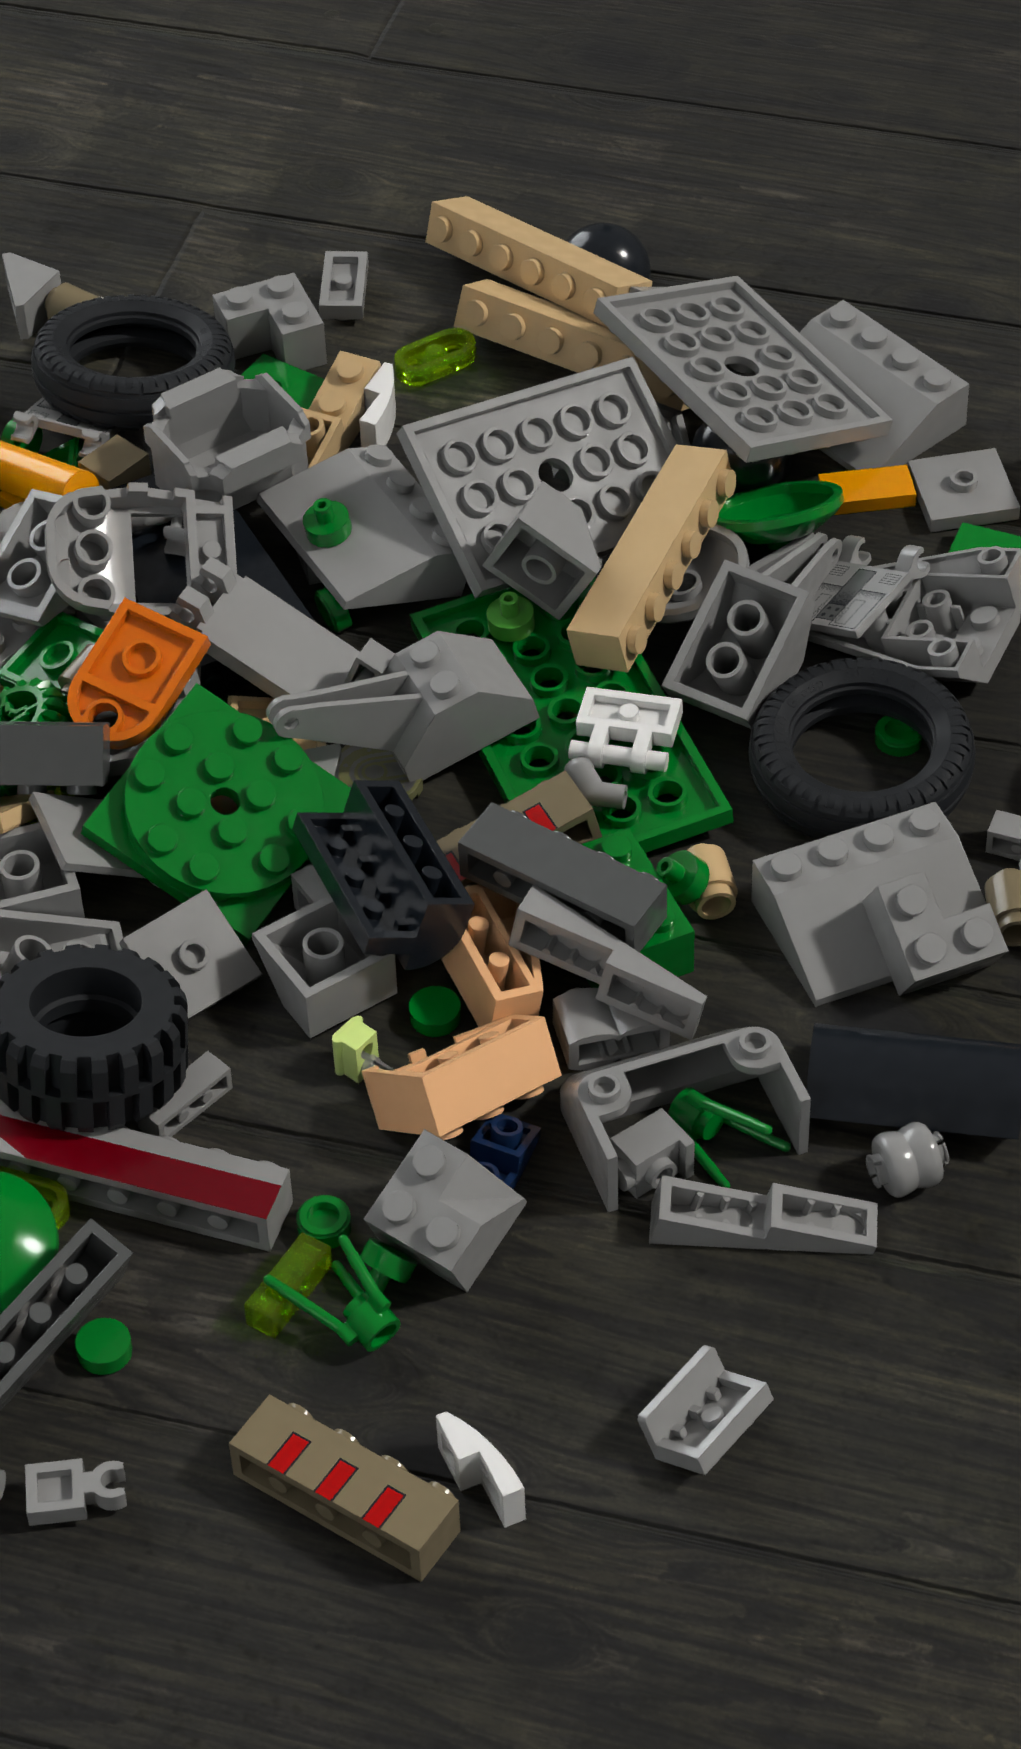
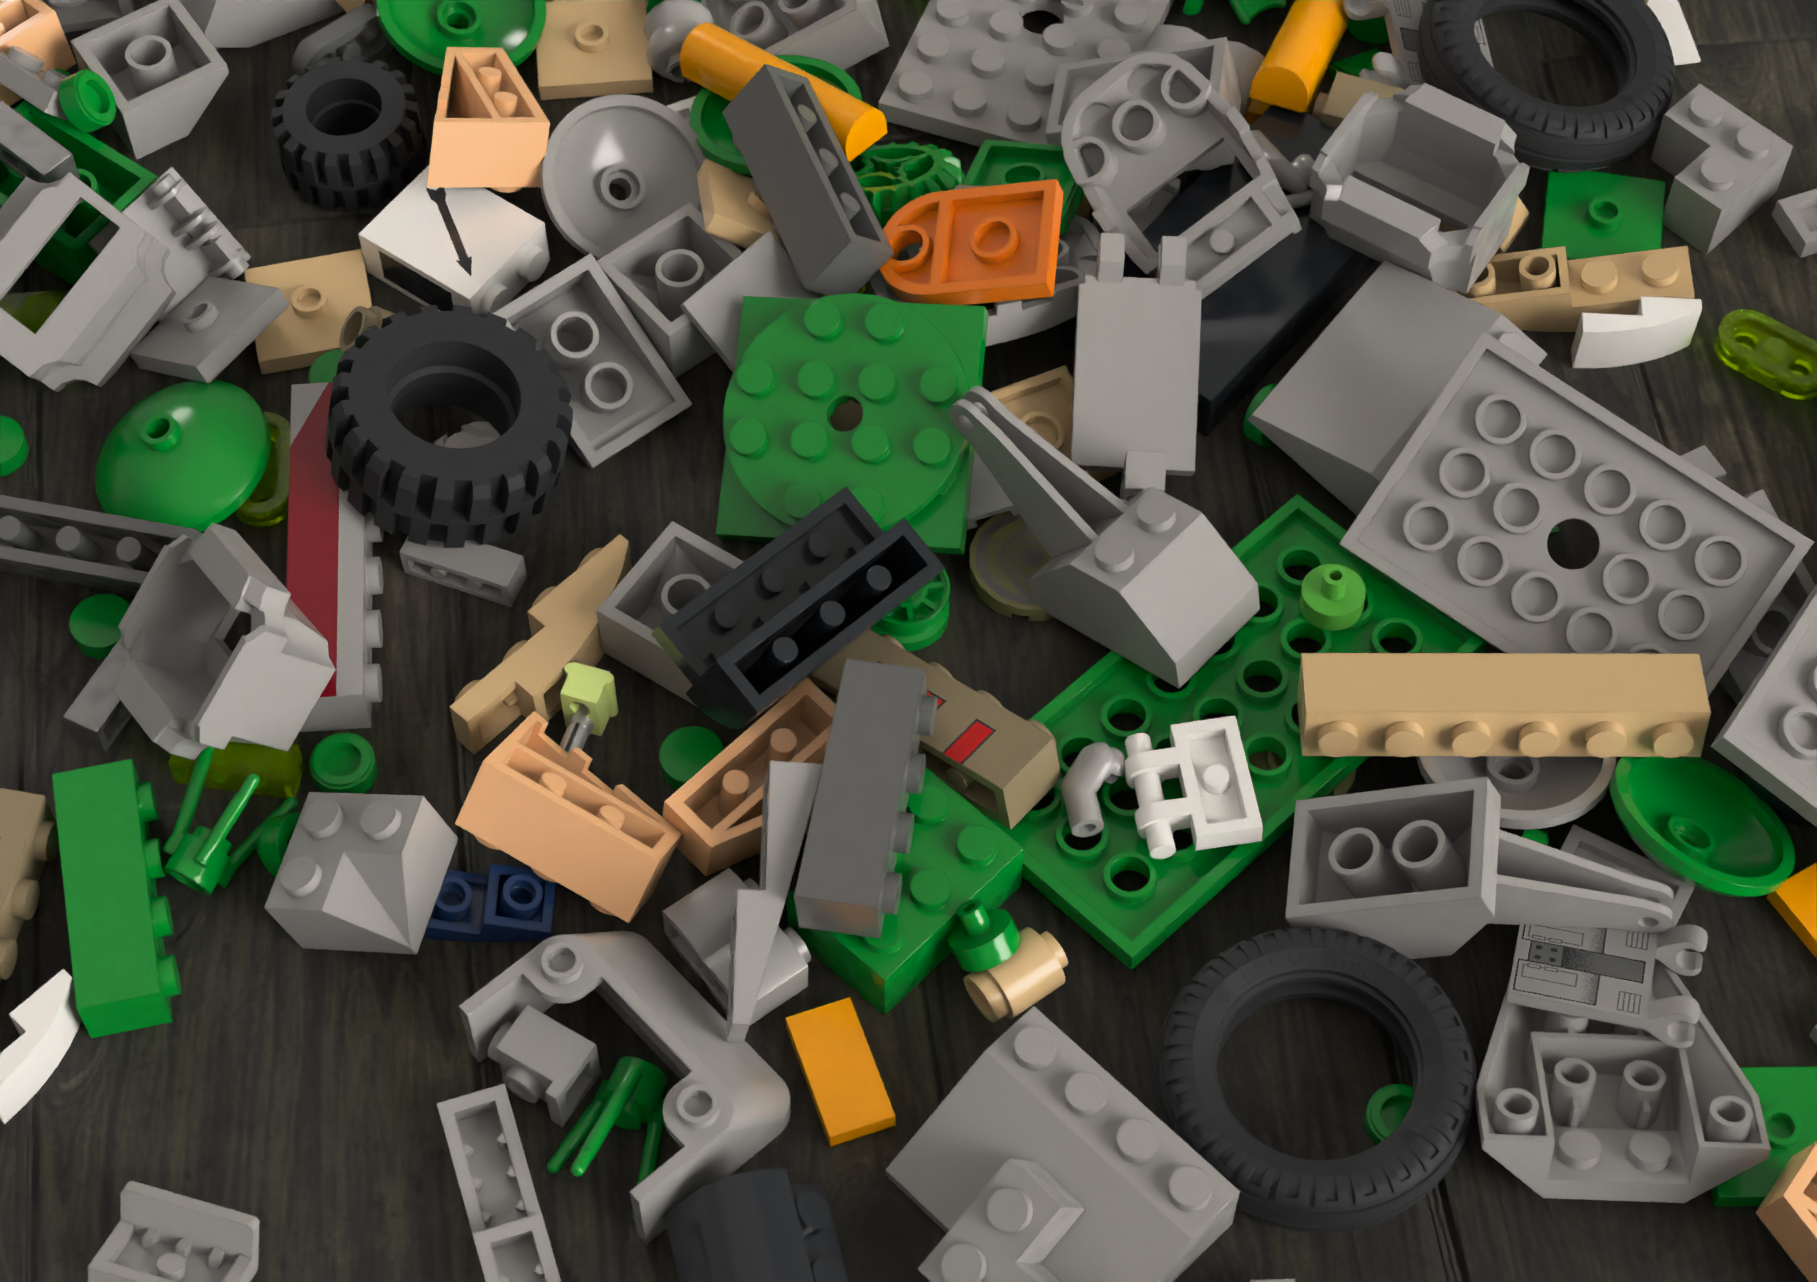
camera: 65 degrees right, 10 degrees up
(172, 1347) = (98, 712): none -> flat silver piece
(197, 951) = (645, 481): light grey plate -> none
(229, 1274) = (184, 677): none -> light grey piece
(298, 1051) = (532, 670): none -> tan slope
(327, 523) = (1357, 341): green tile -> none
(372, 1383) = (113, 898): none -> green brick
(547, 552) = (1409, 577): light grey slope -> none
(739, 1001) = (840, 1072): none -> light orange tile

